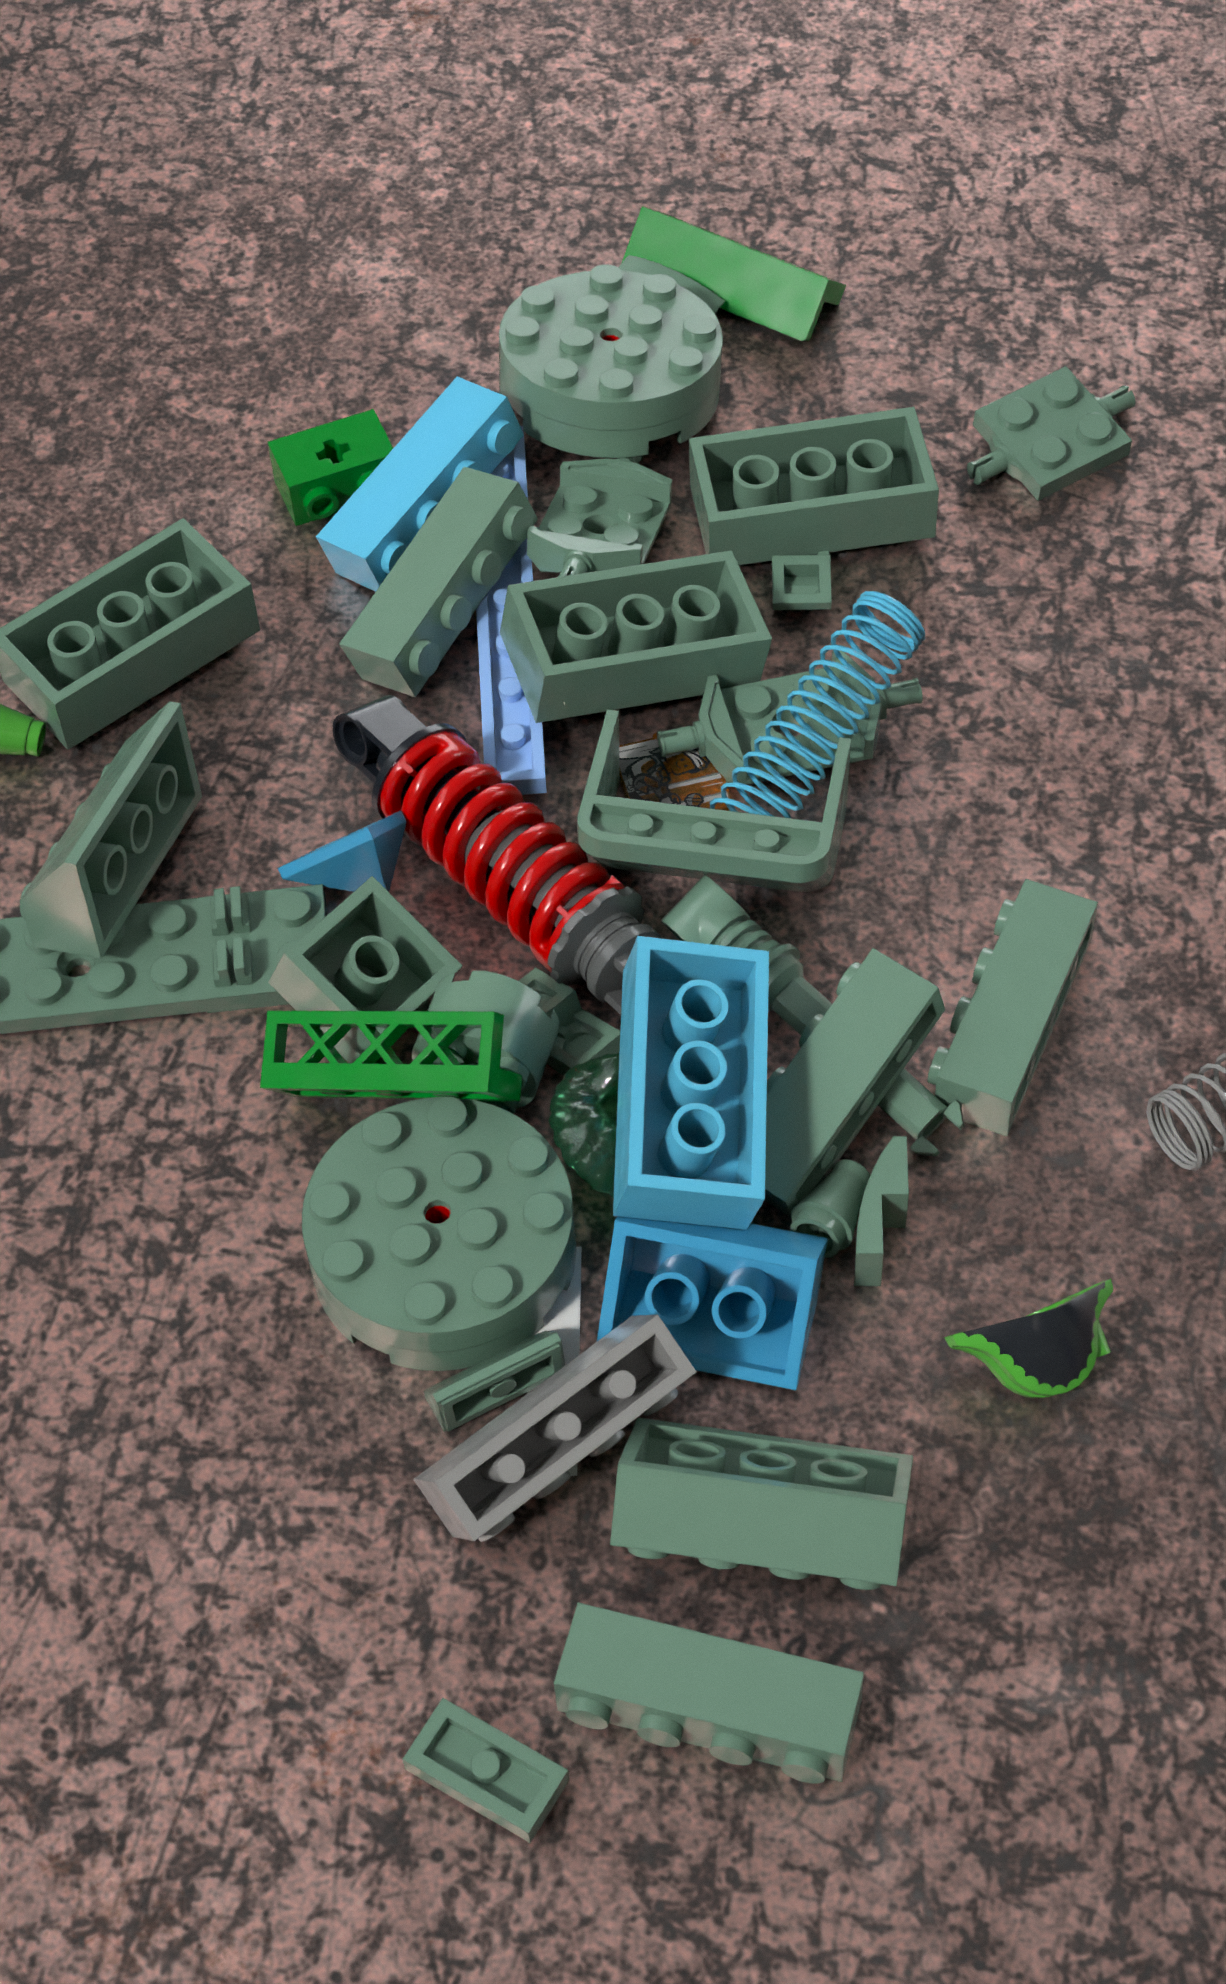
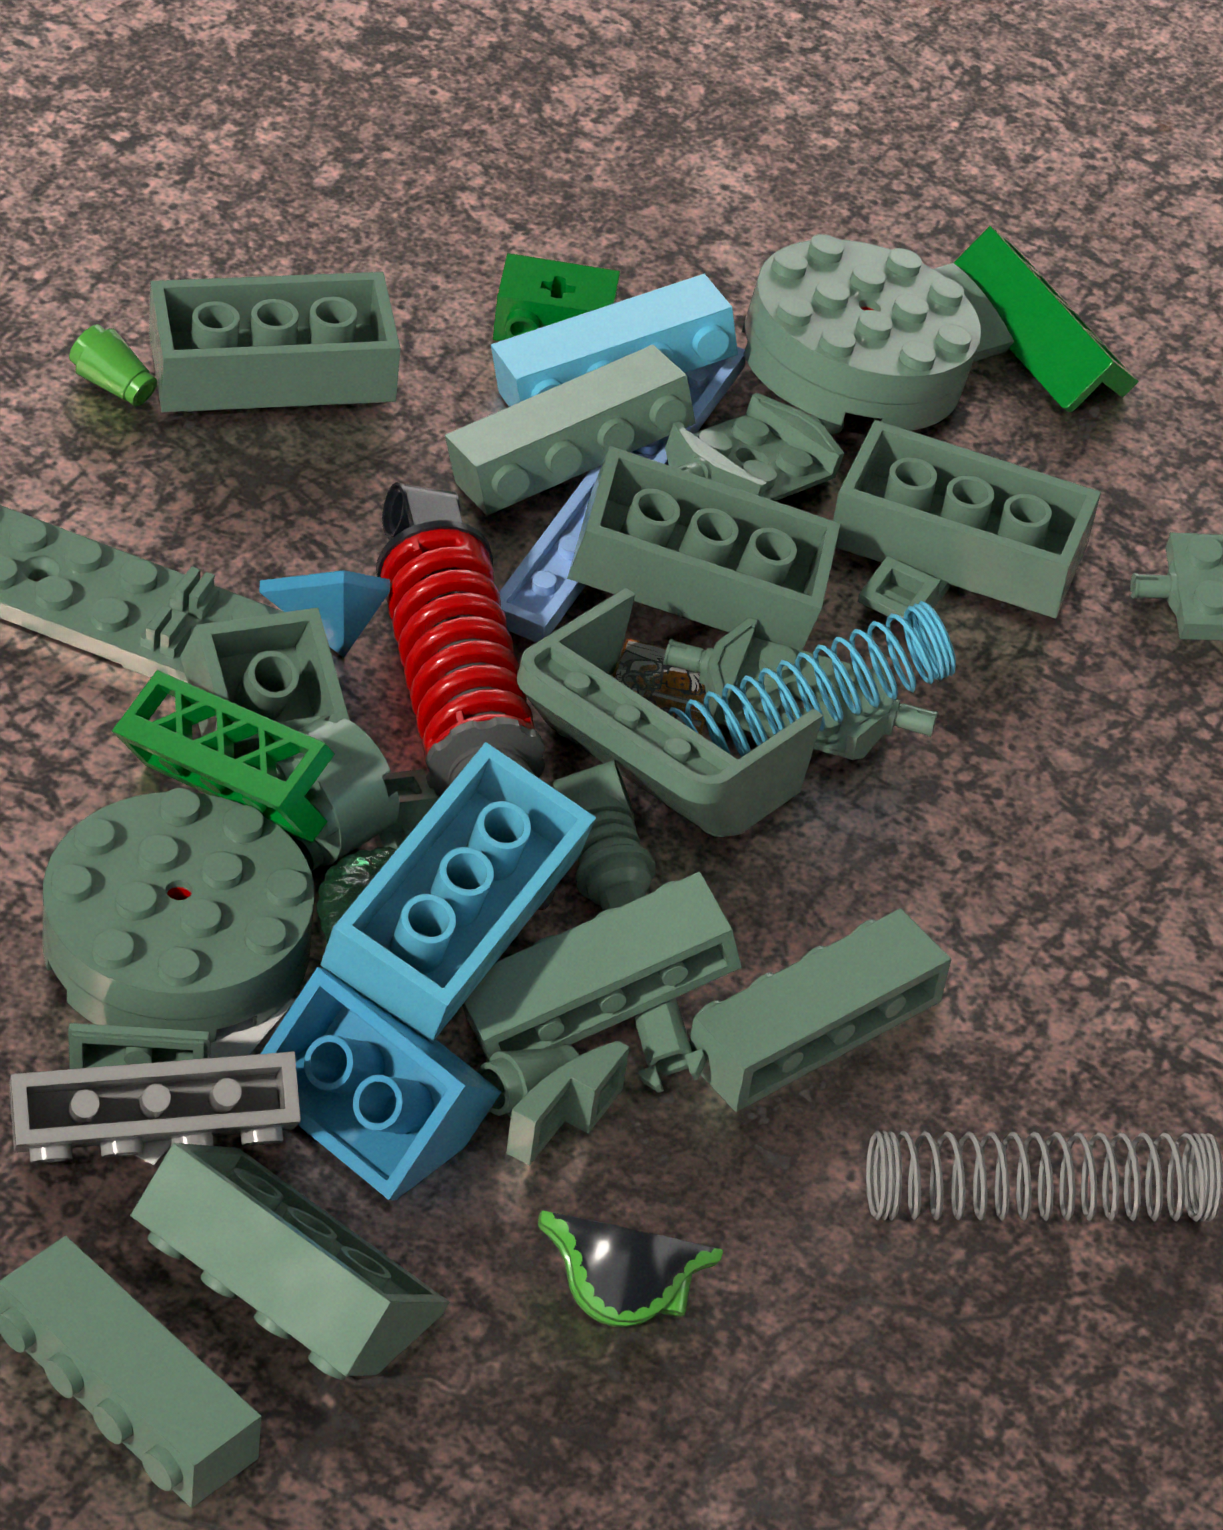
camera: 20 degrees right, 10 degrees down
(115, 840) = (137, 485): sand green slope -> none

